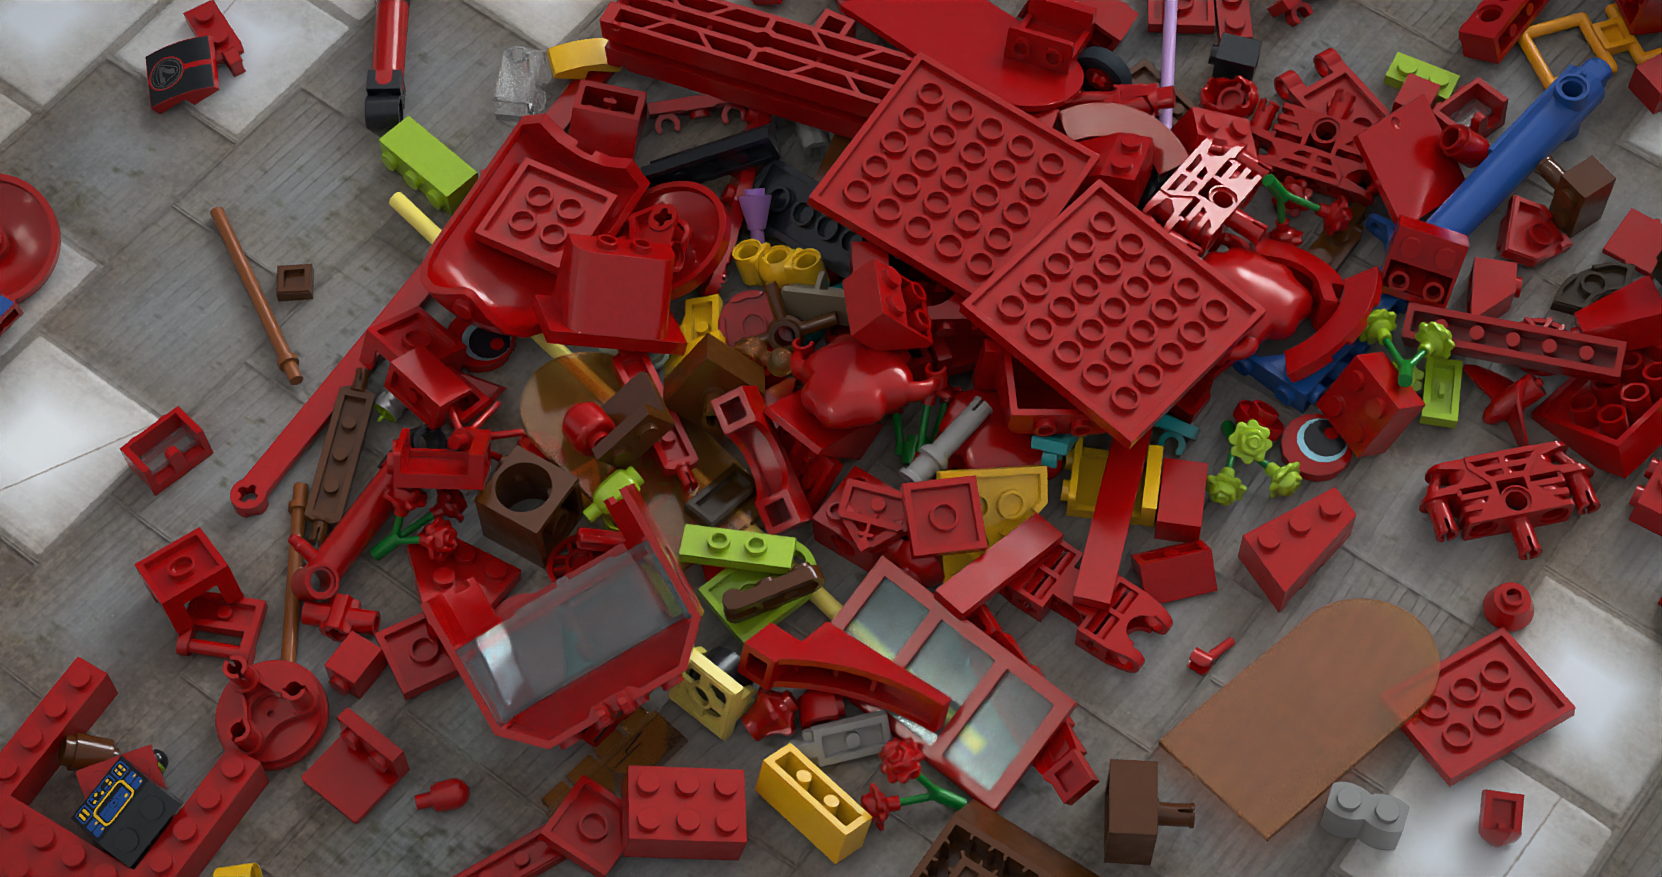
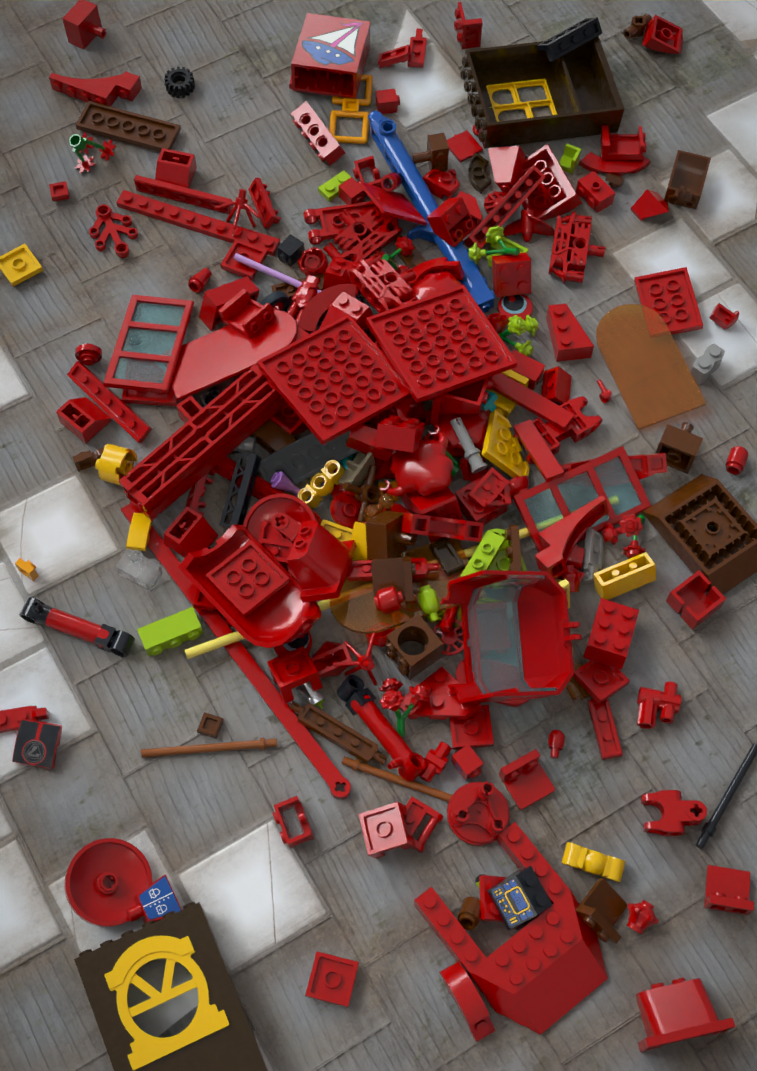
camera: 70 degrees left, 5 degrees up
(425, 385) = (327, 670): red panel -> none
(440, 467) = (387, 675): red panel -> none
(943, 517) = (510, 460): red plate -> none
(1347, 323) = (474, 264): red tile -> none
(1508, 606) = (624, 271): red cone -> none

